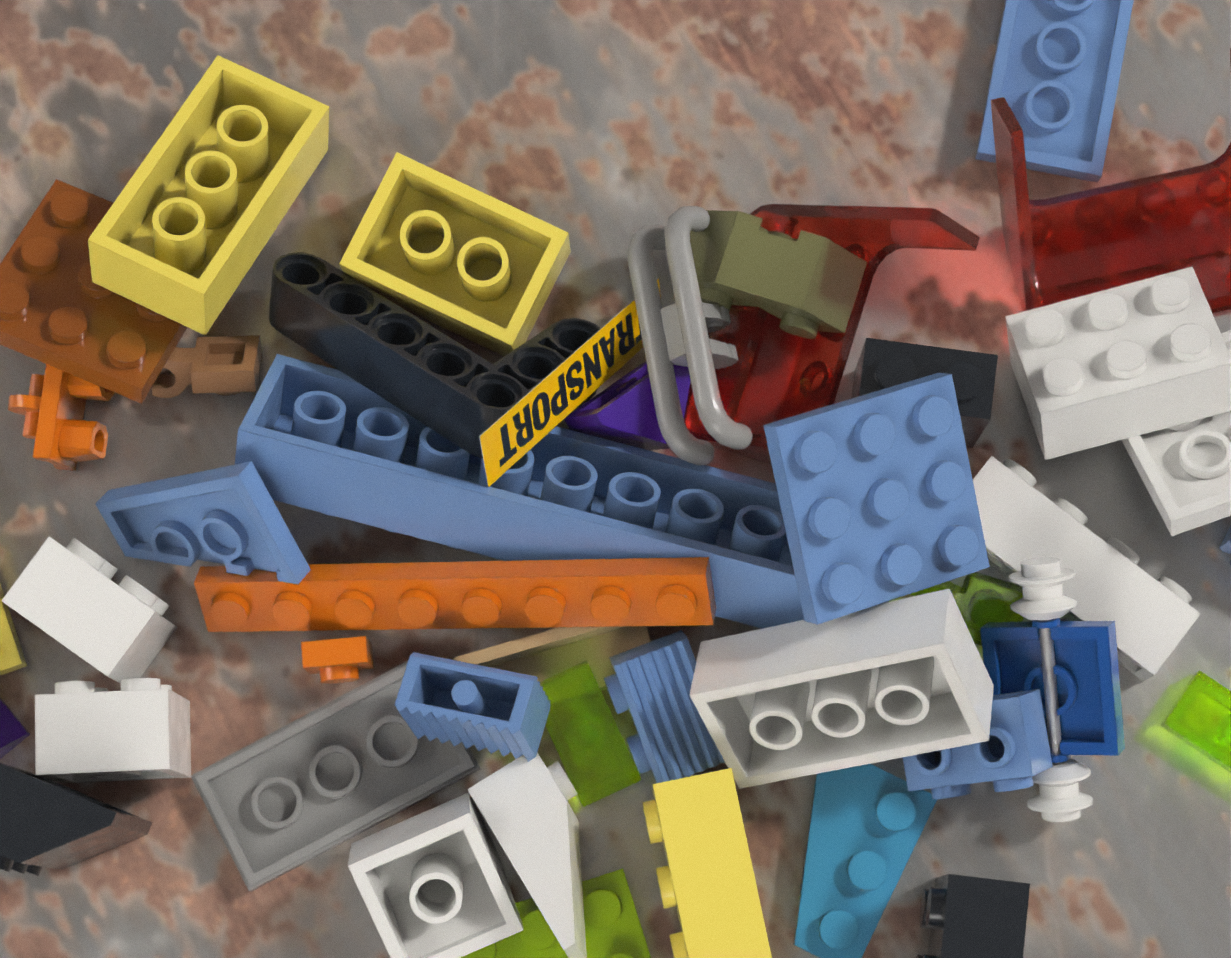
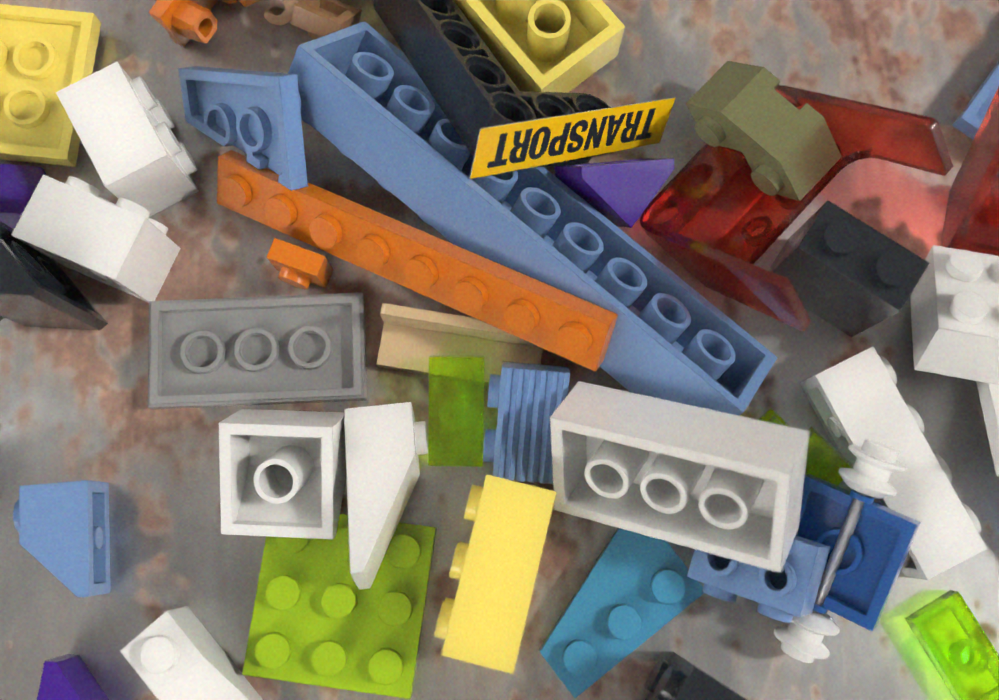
camera: 20 degrees right, 0 degrees up
(473, 705) = (378, 345): medium blue brick -> none
(681, 337) = (676, 143): light grey piece -> none
(877, 497) = (781, 327): medium blue plate -> none

